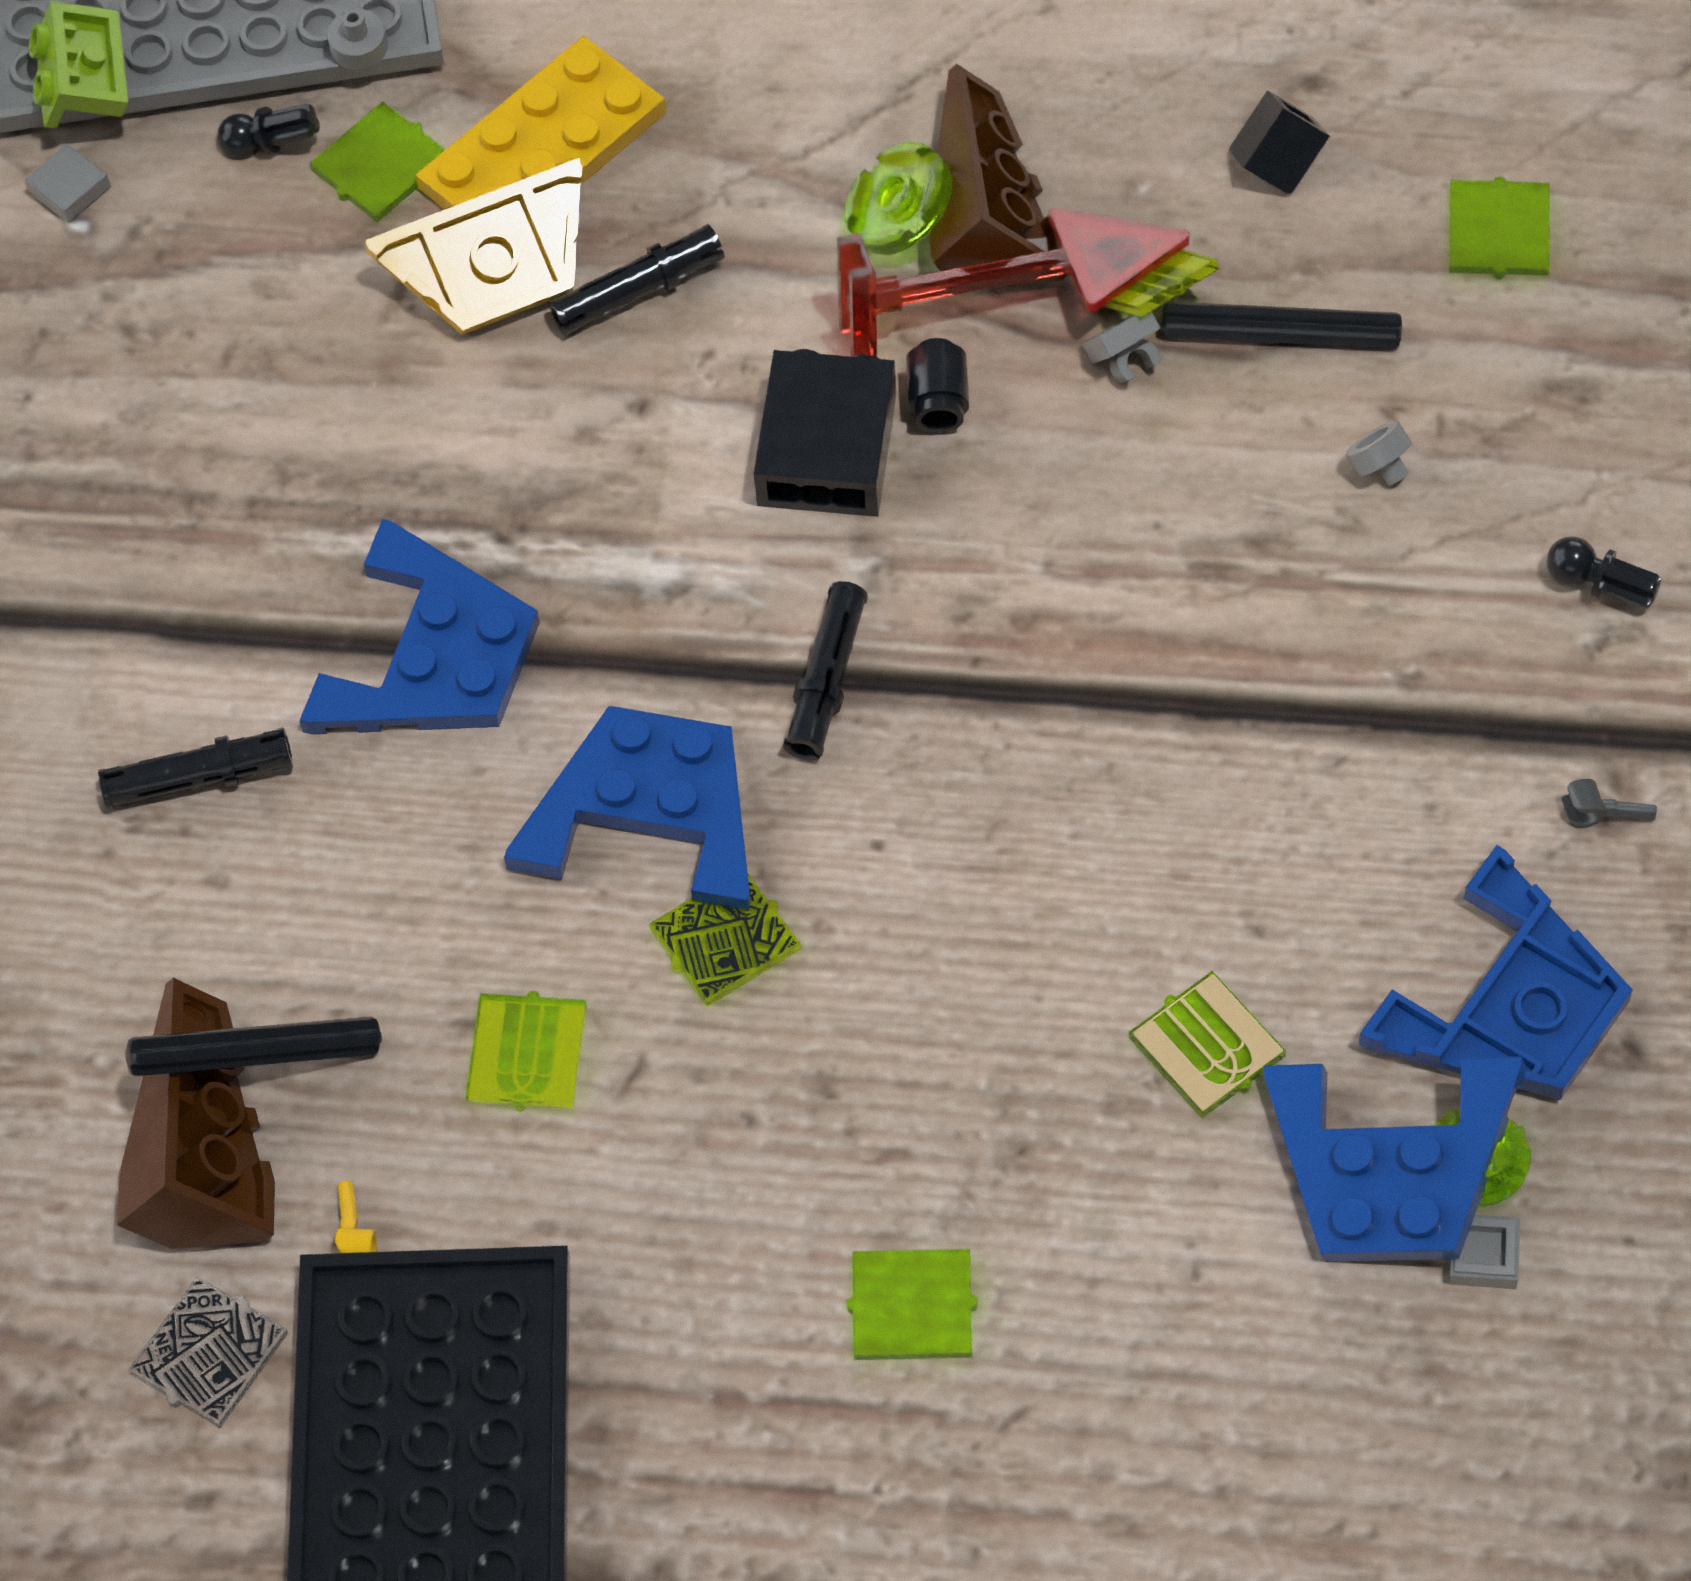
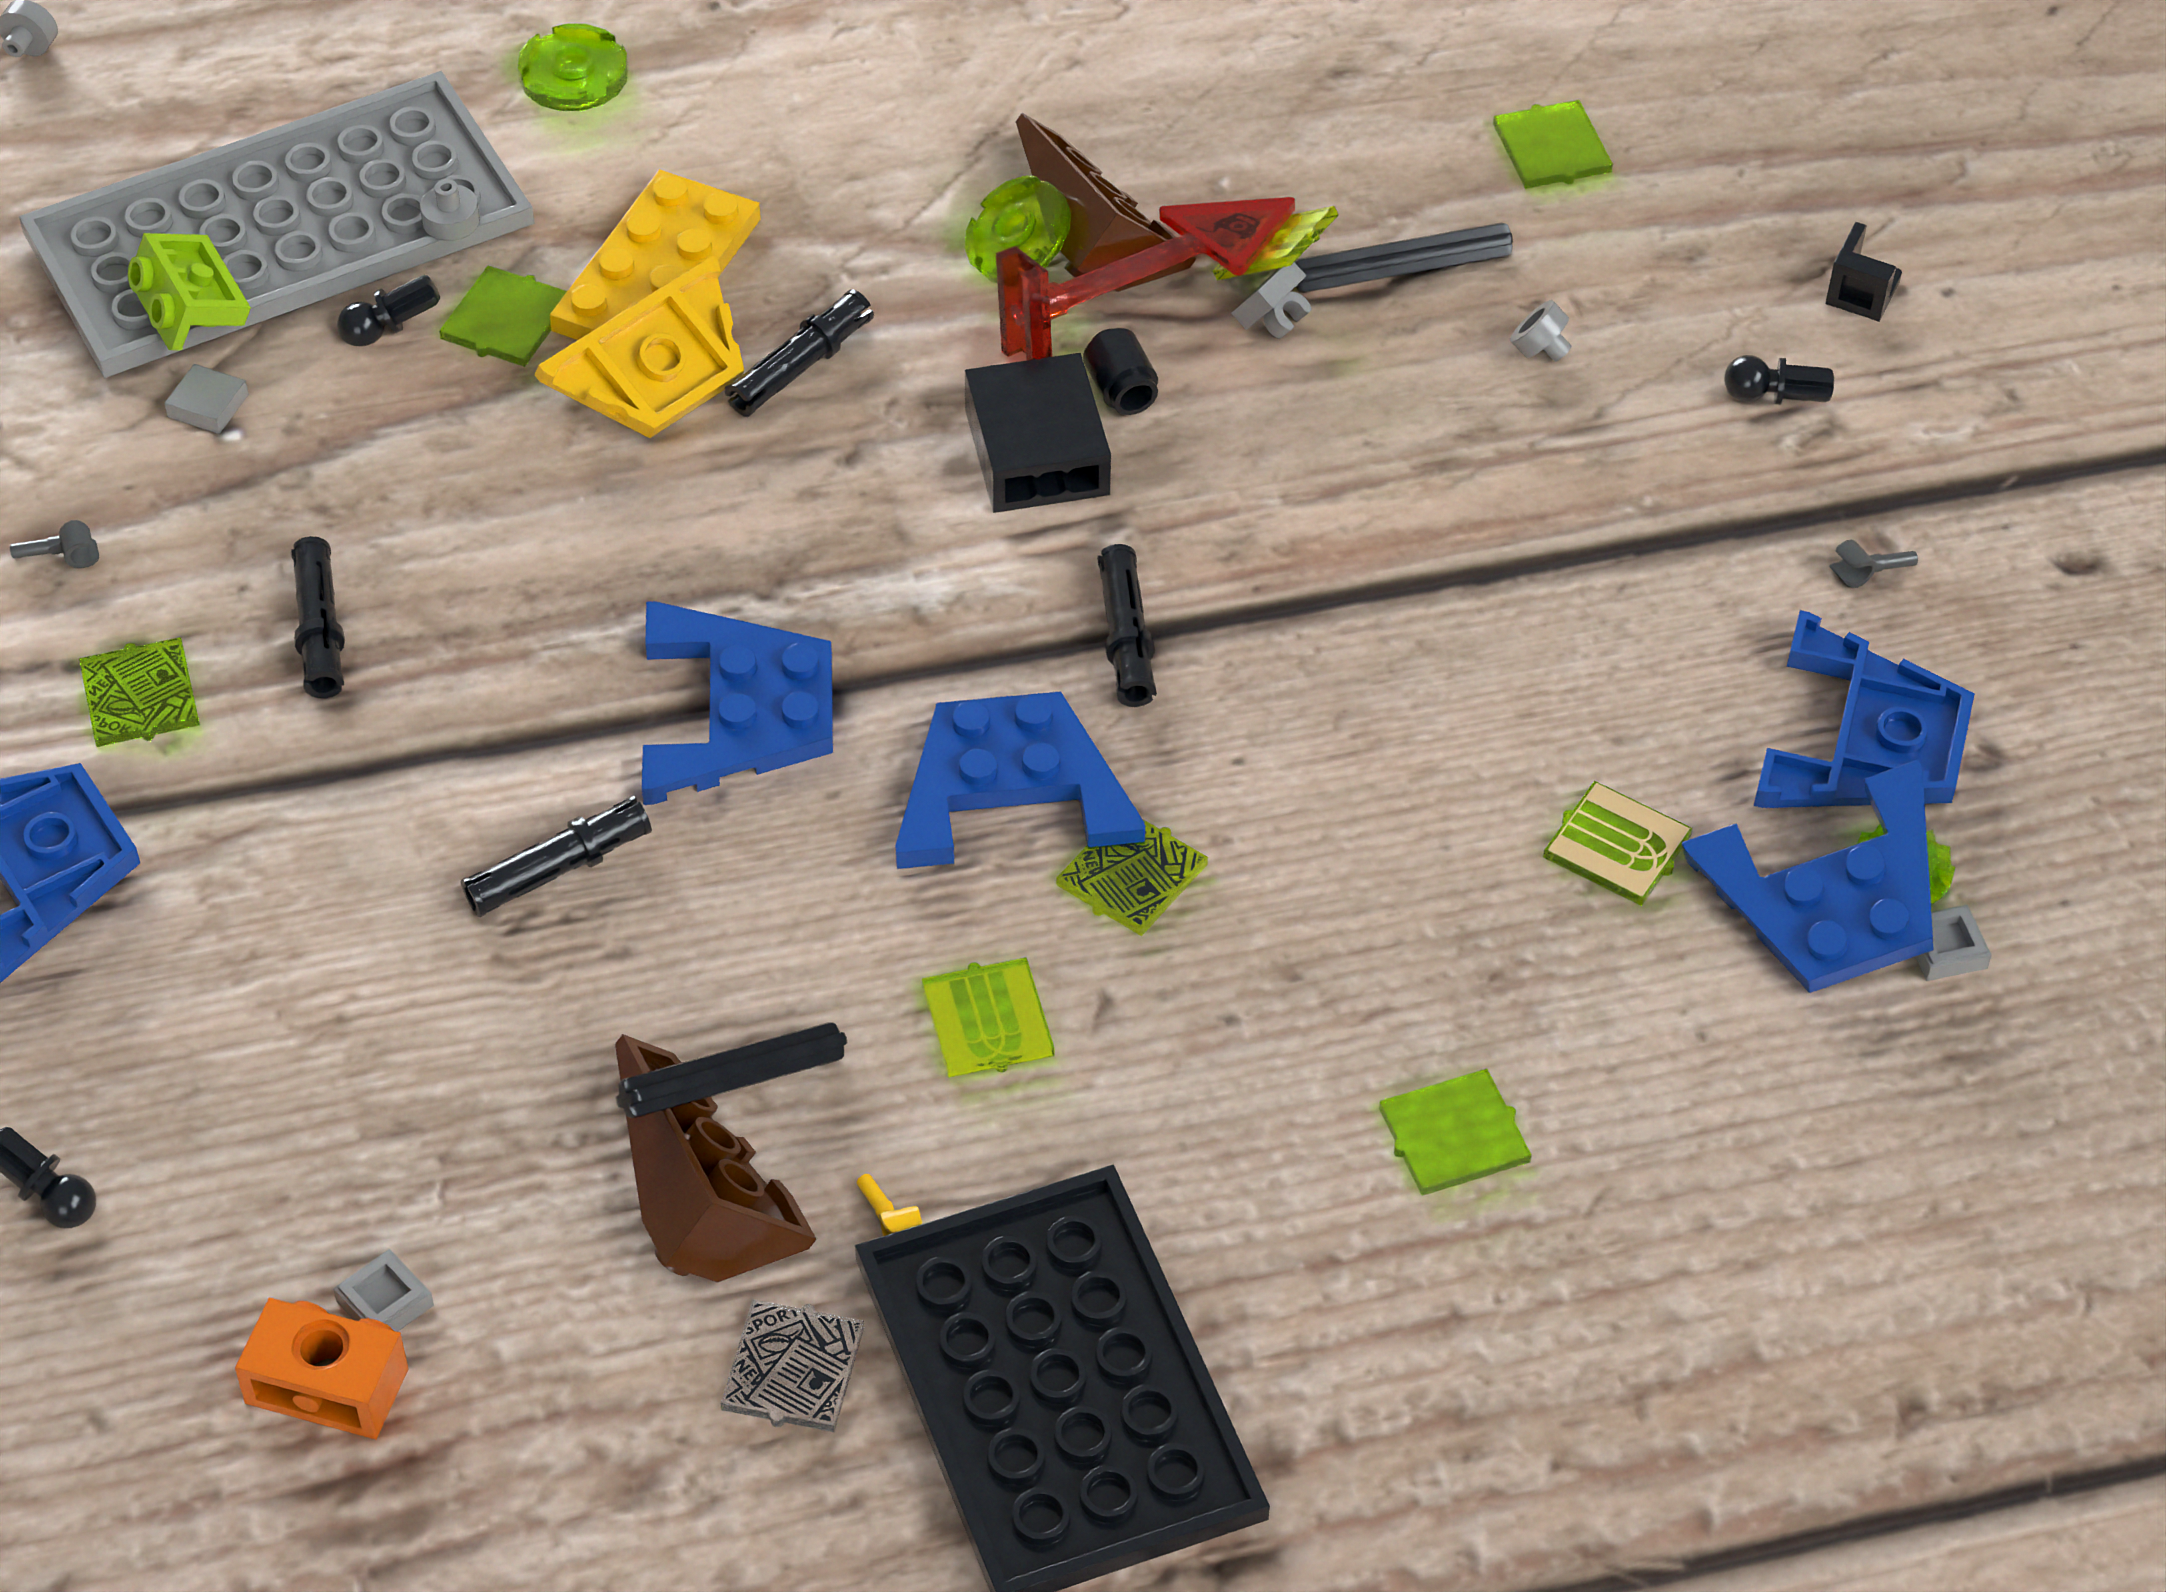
camera: 25 degrees left, 10 degrees down
(62, 506) = (318, 634): none -> black pin
(1278, 142) = (1334, 114): black panel -> none

